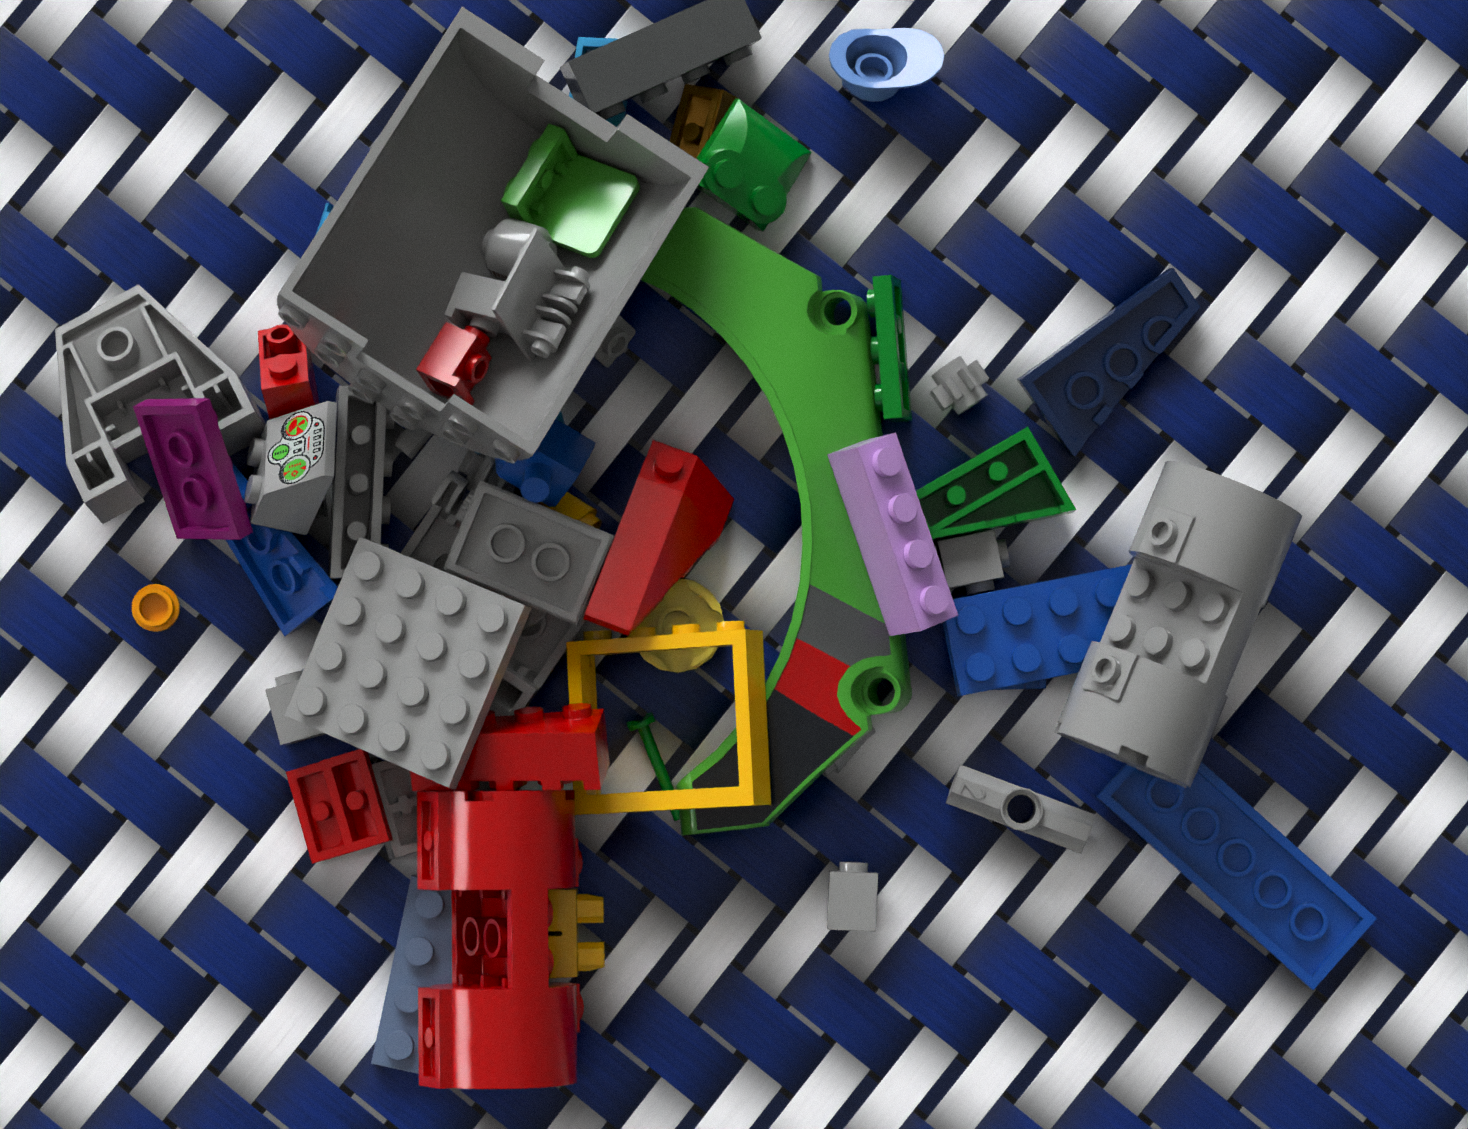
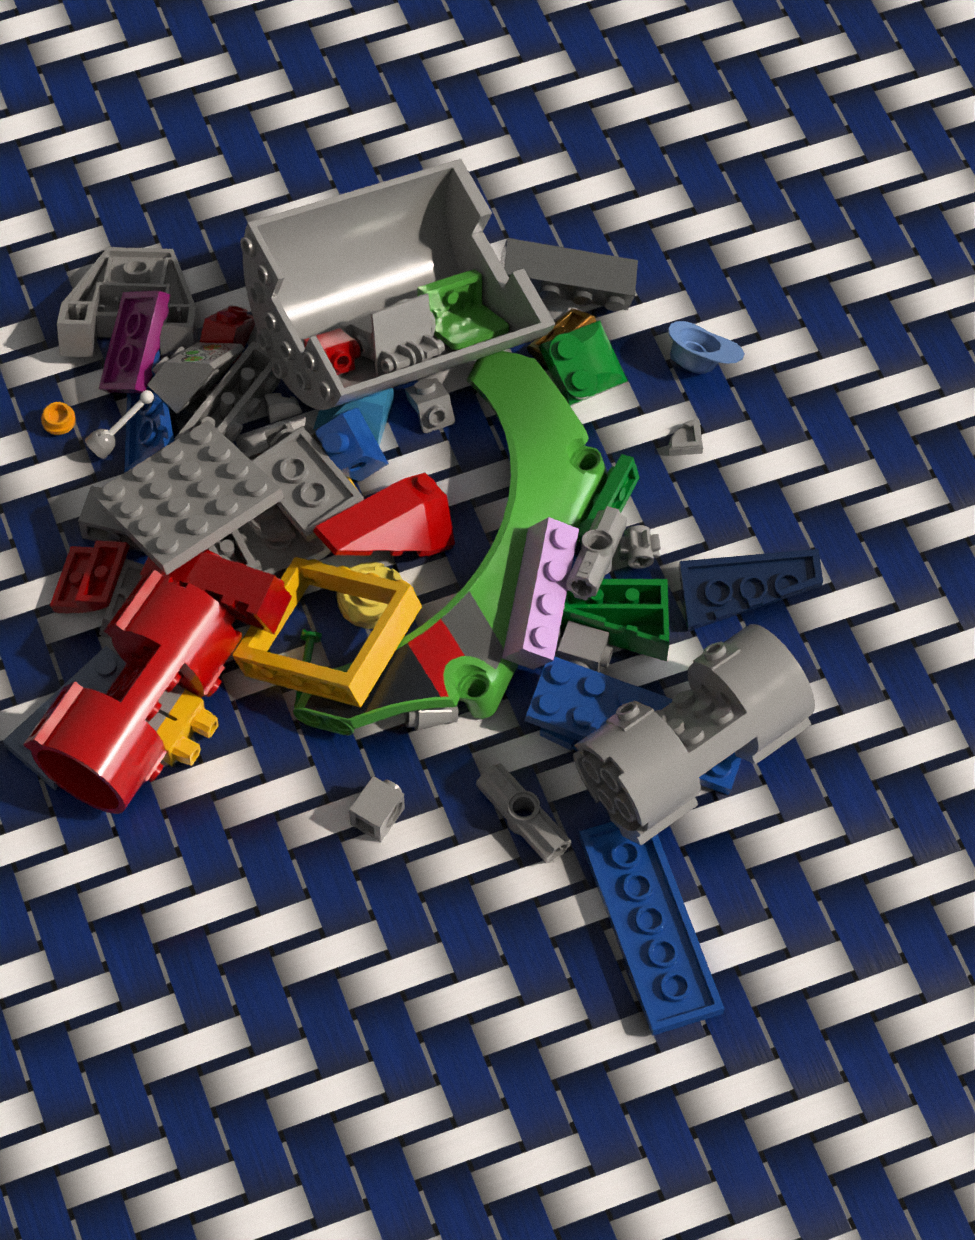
camera: 25 degrees right, 25 degrees down
(232, 612) = (102, 440): none -> hinge
(928, 194) = (686, 439): none -> light grey tile
(934, 471) = (596, 553): none -> light grey piece

